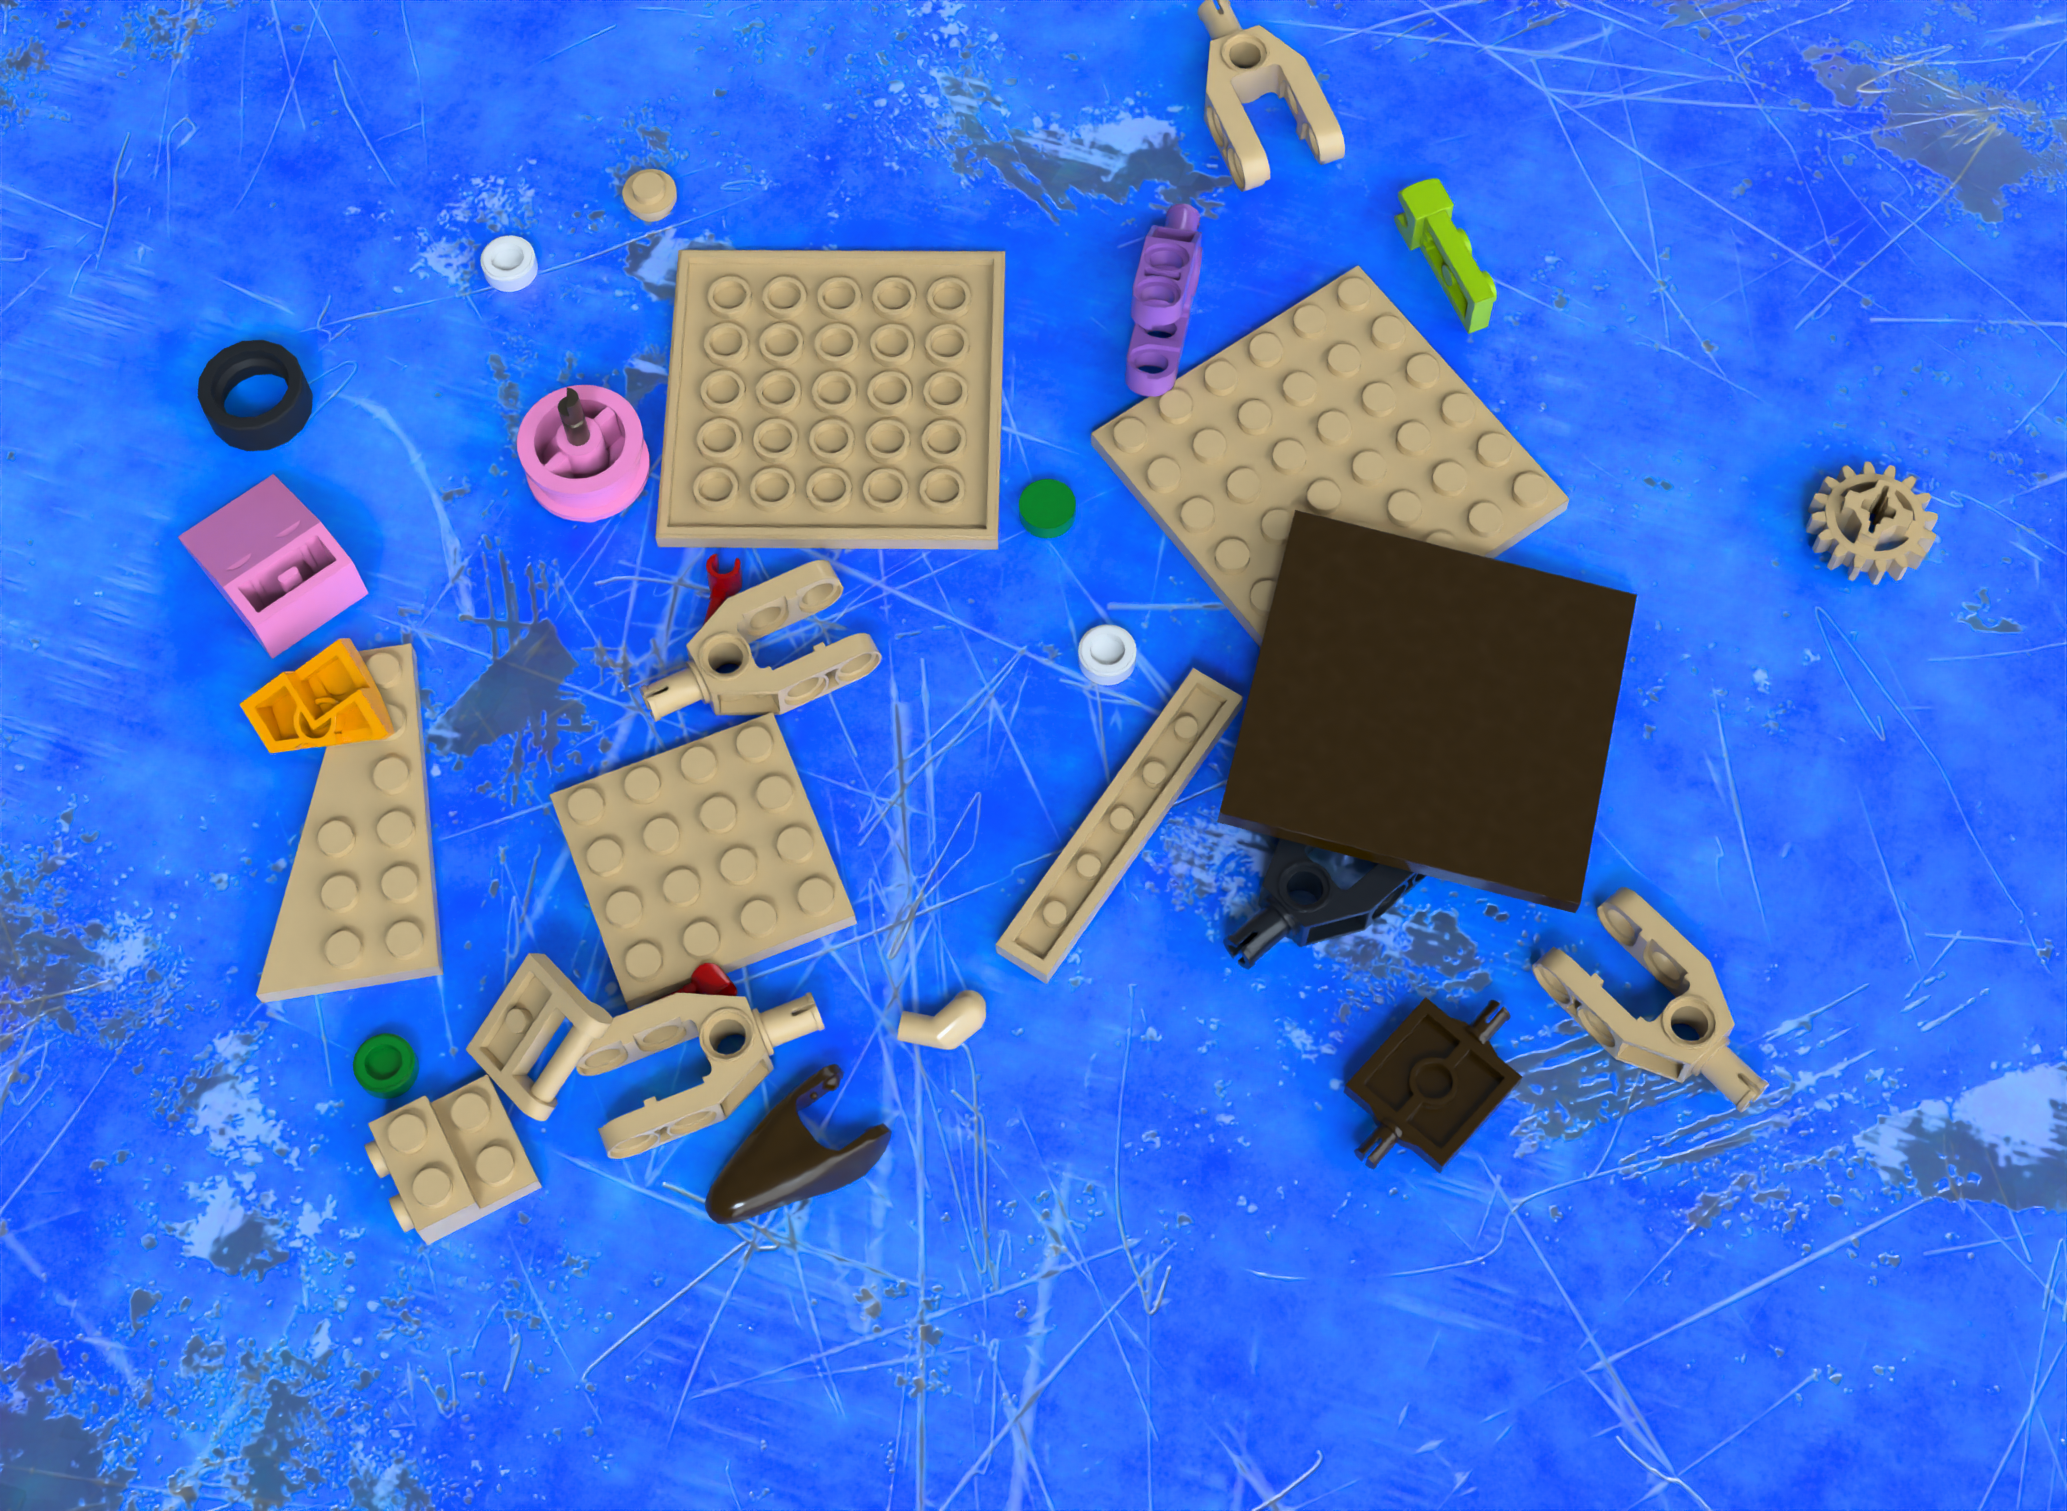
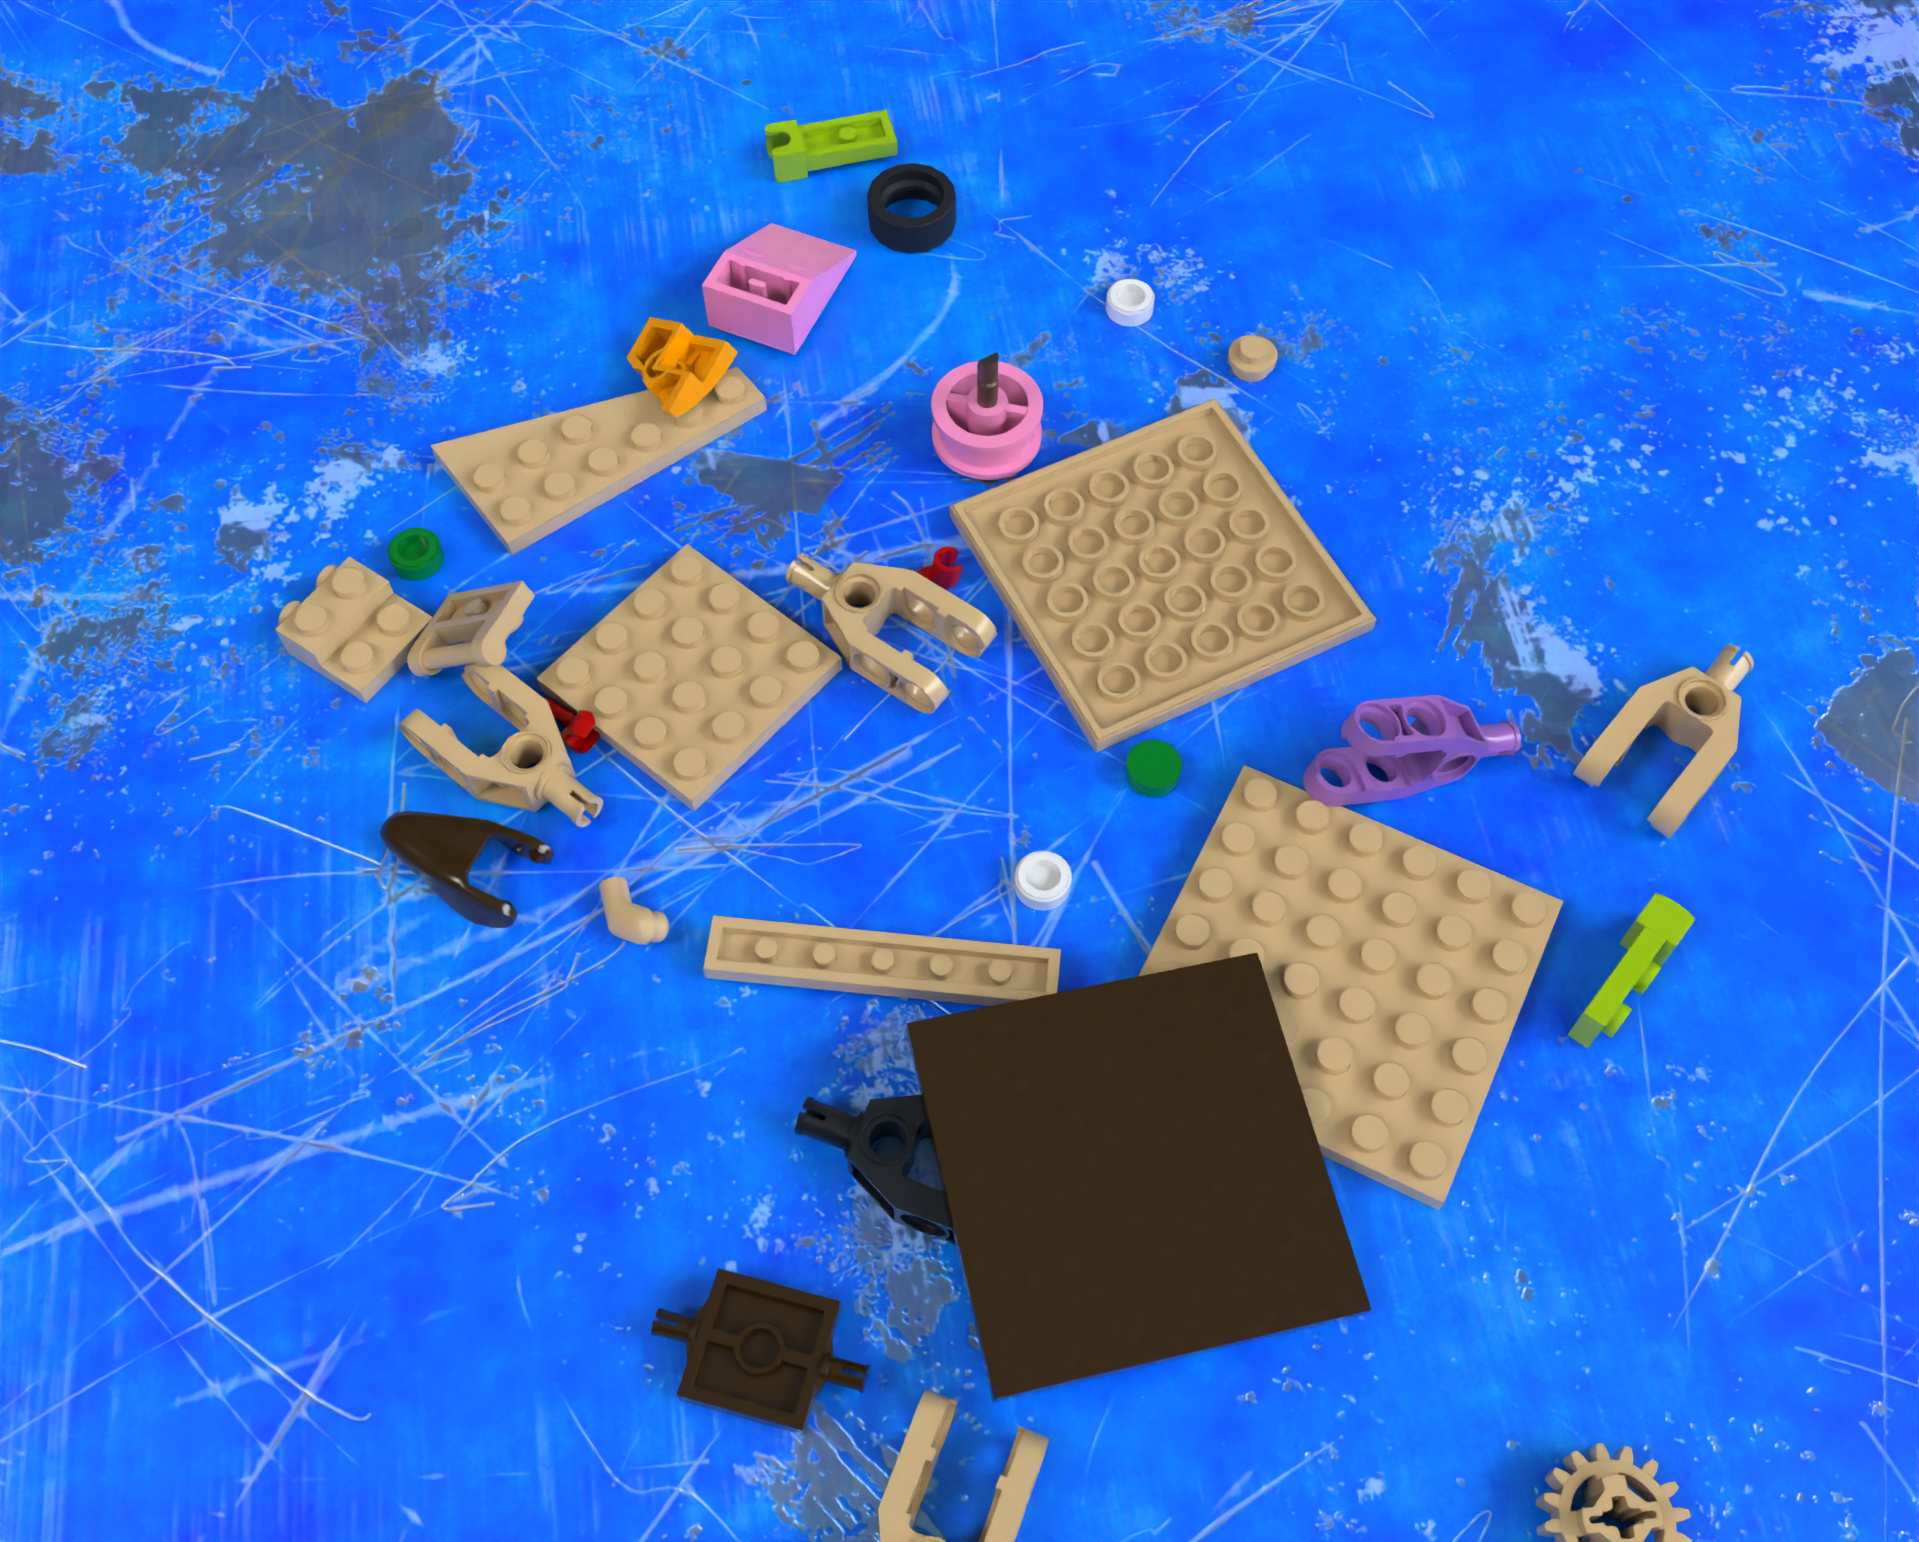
camera: 60 degrees right, 5 degrees down
(107, 431) = (828, 143): none -> lime plate

